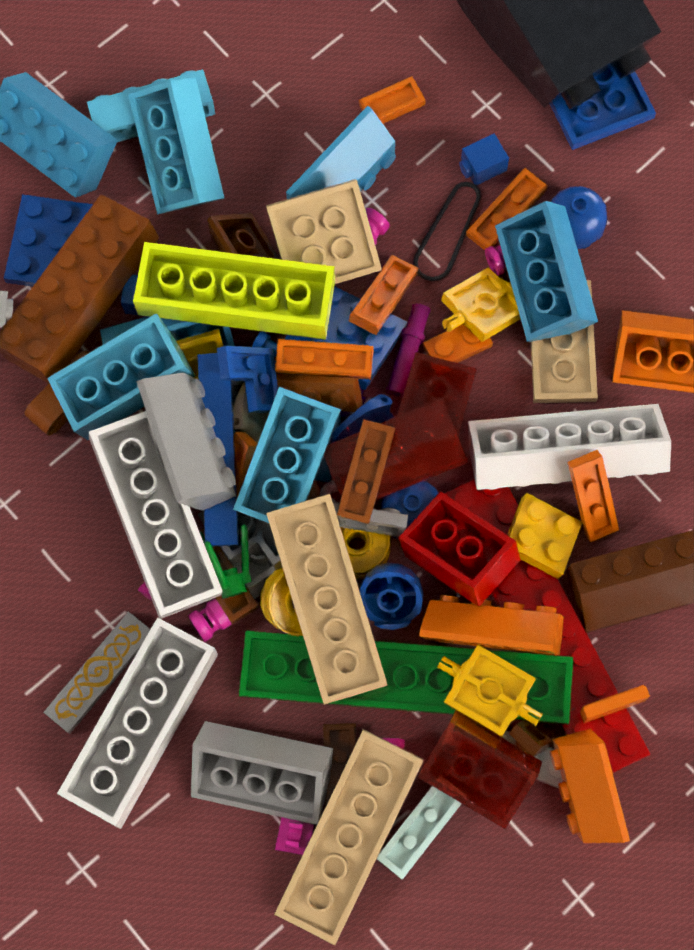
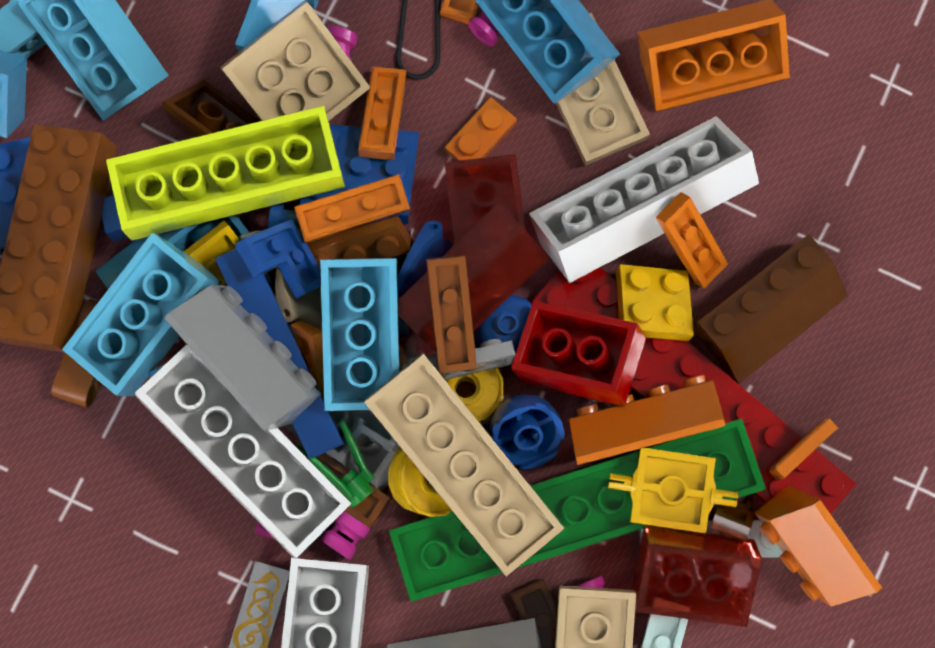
camera: 25 degrees left, 5 degrees up
(411, 337) = (432, 161): magenta pin -> none
(481, 304) = (490, 83): yellow plate -> none

